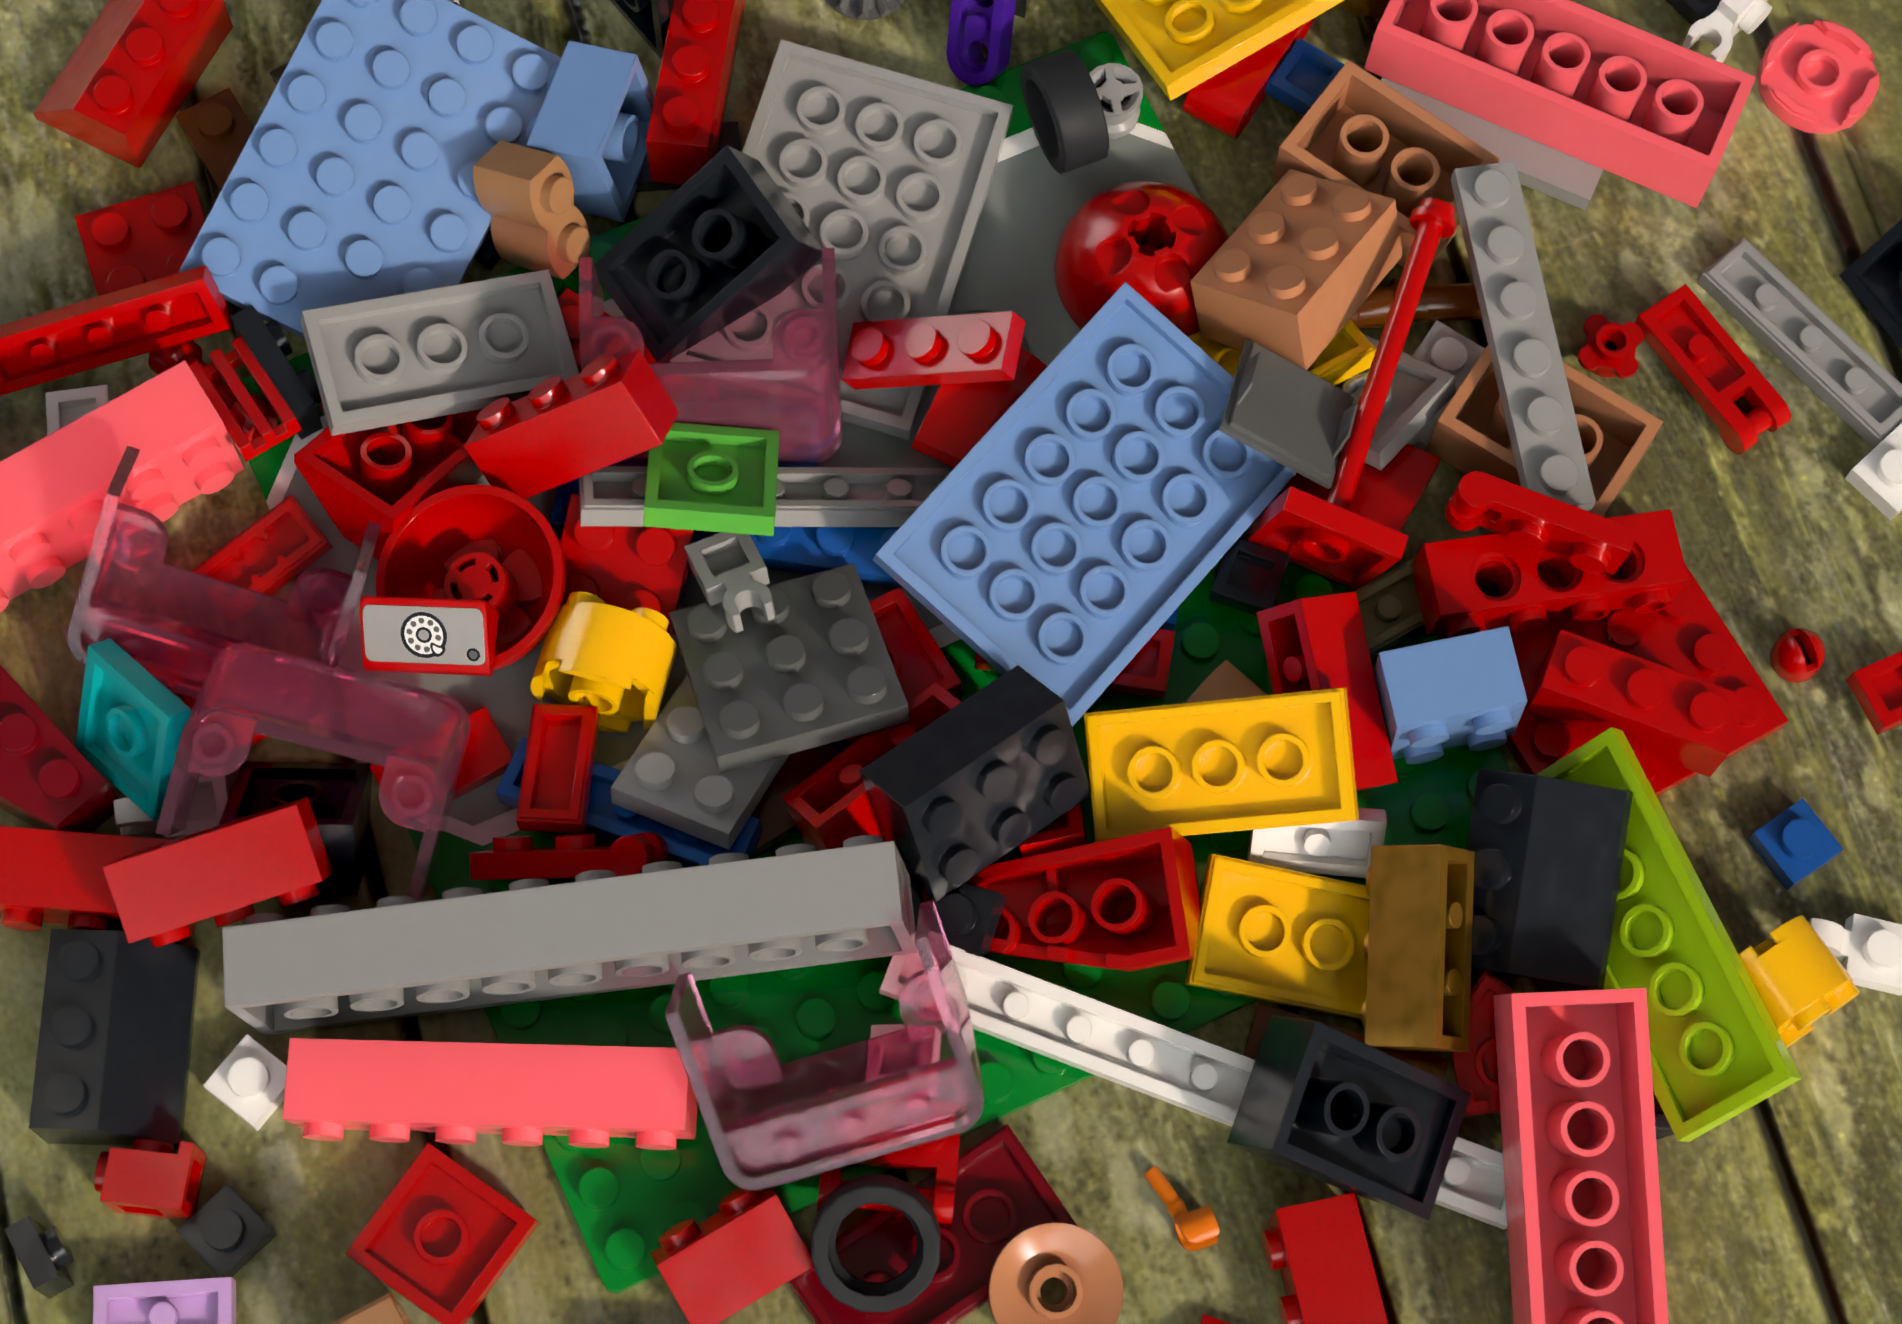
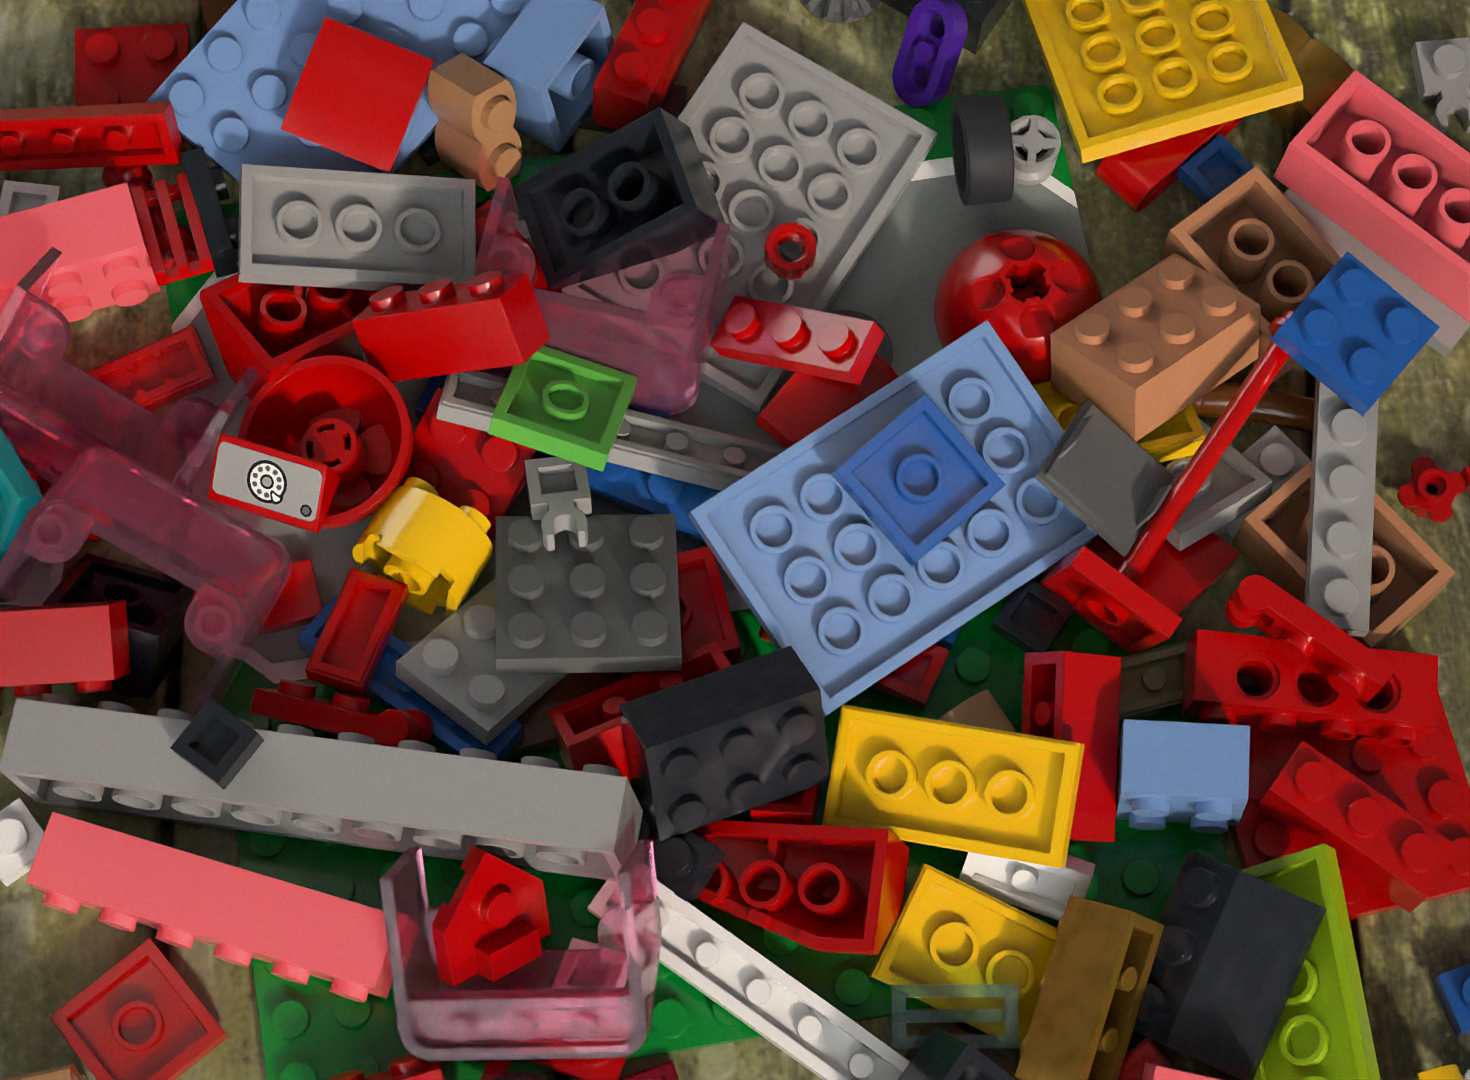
camera: 15 degrees right, 0 degrees up
(402, 209) = (357, 94): none -> red slope
(454, 918) = (217, 744): none -> black plate
(785, 1029) = (490, 921): none -> red plate
(902, 245) = (793, 233): none -> red axle
(1101, 462) = (918, 479): none -> blue plate
(1231, 1015) = (1008, 1015): none -> clear light blue tile
(1499, 204) = (1354, 333): none -> blue plate

